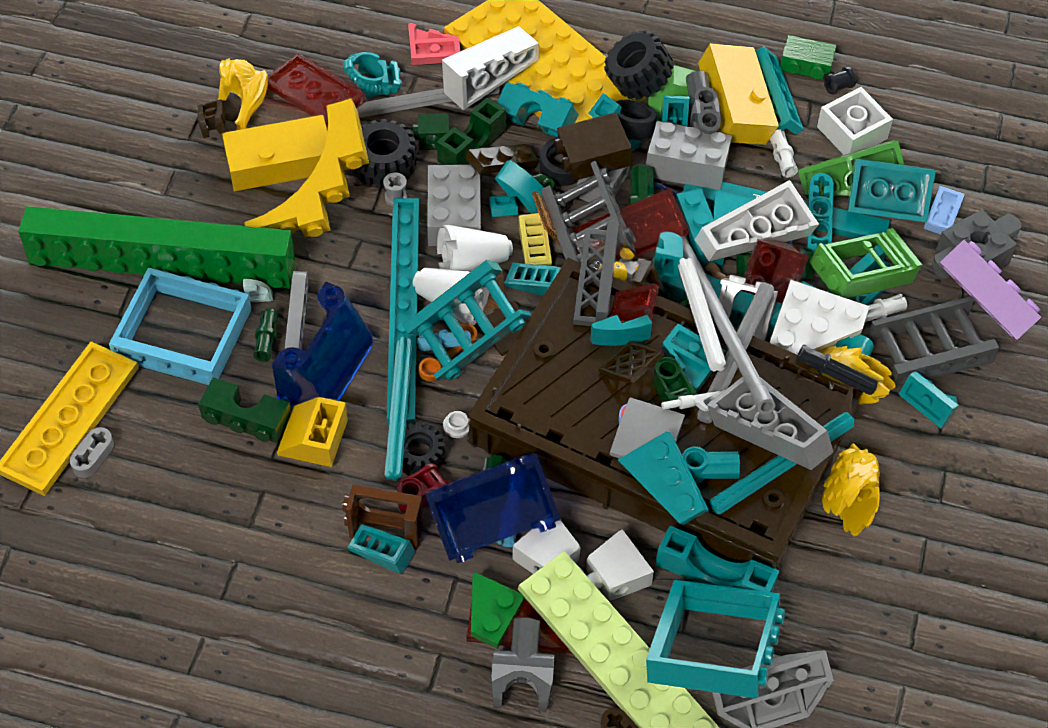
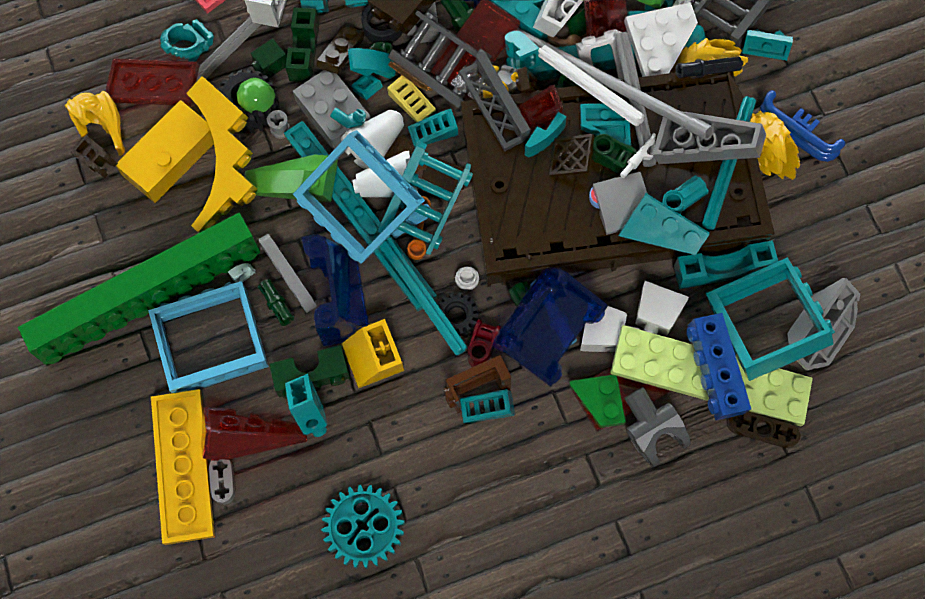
camera: 30 degrees left, 15 degrees up
(129, 415) = (236, 436): none -> clear red wedge
(182, 595) = (380, 540): none -> teal gear
(213, 433) = (309, 413): none -> teal torso
(371, 243) = (286, 177): none -> bright green wedge
(389, 146) = (255, 95): none -> bright green hair
(442, 275) = (384, 171): none -> medium azure window
(455, 217) = (351, 120): none -> teal arm
(625, 648) = (718, 366): none -> blue brick
(899, 496) = (802, 131): none -> blue piece

